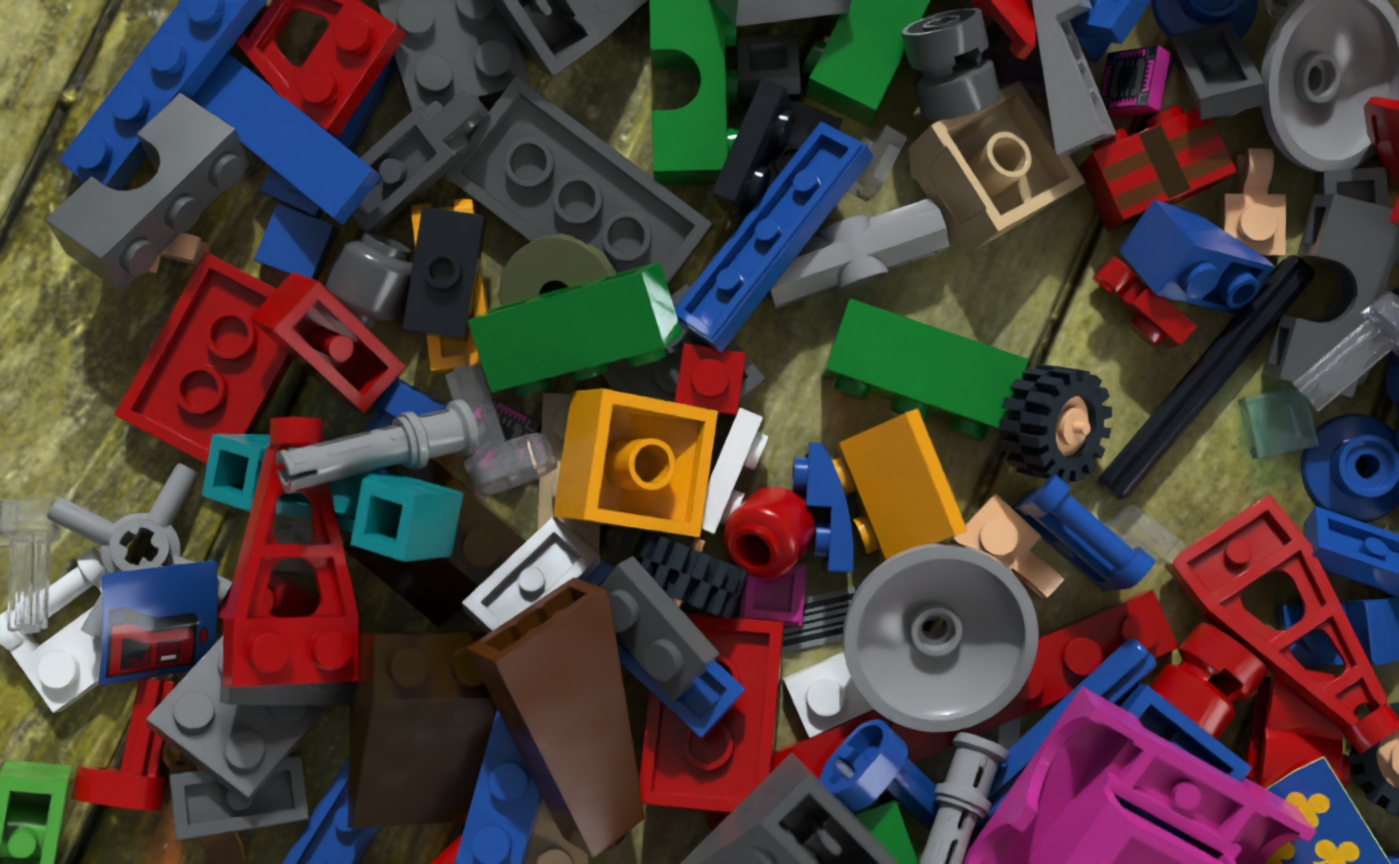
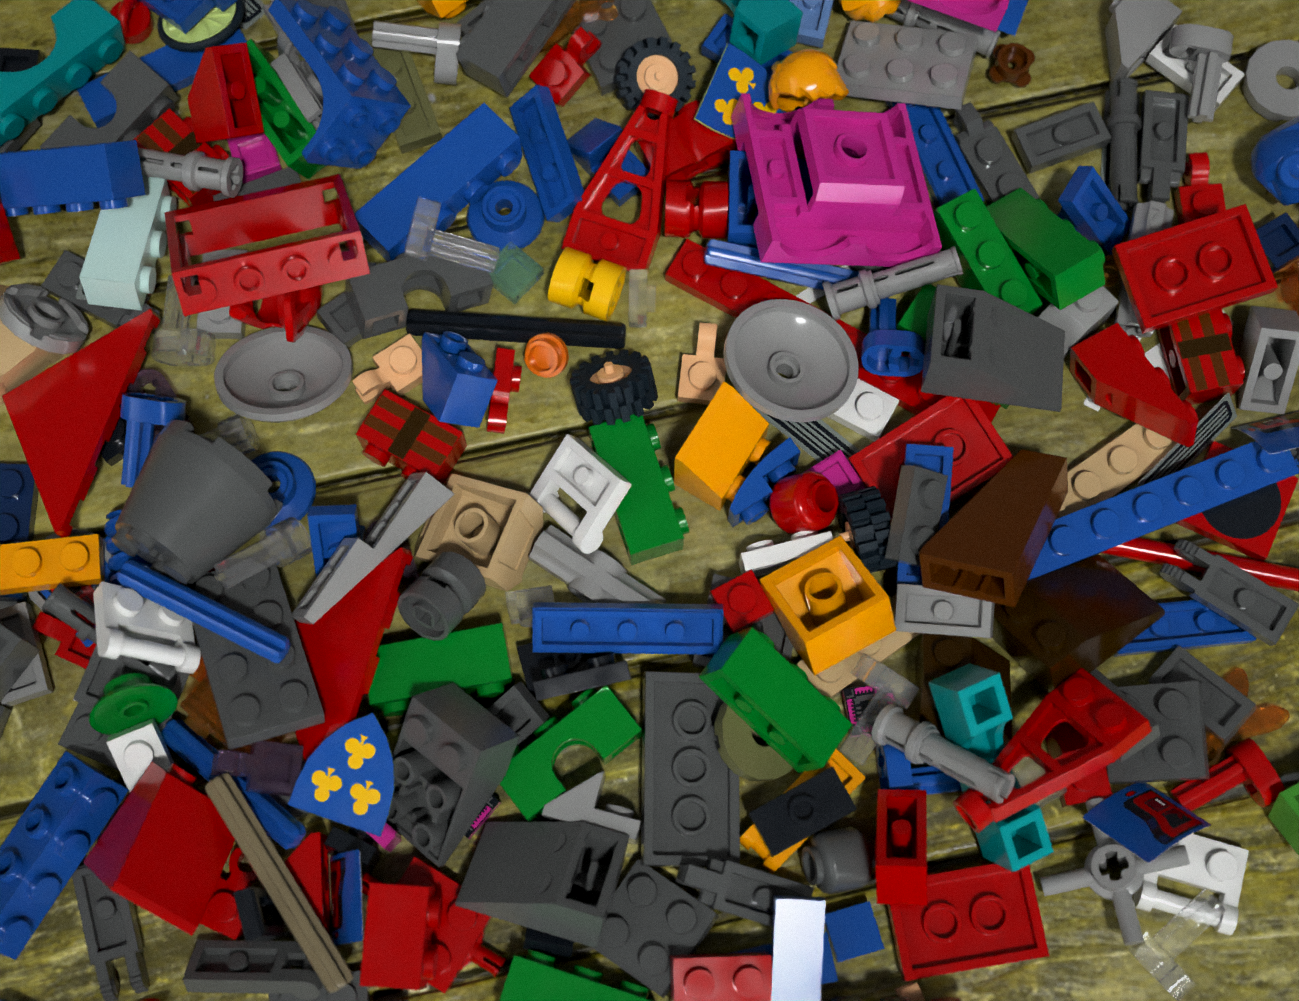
camera: 125 degrees left, 10 degrees down
(616, 59) = (581, 806): none -> light grey slope
(960, 309) = (587, 481): none -> white plate
(1082, 537) = (669, 317): blue plate -> none
(1135, 80) = (366, 488): tile -> none
(1150, 383) = (546, 355): none -> orange plate
(1211, 483) = (572, 278): none -> yellow wheel
(1217, 70) = (327, 443): dark grey plate -> none

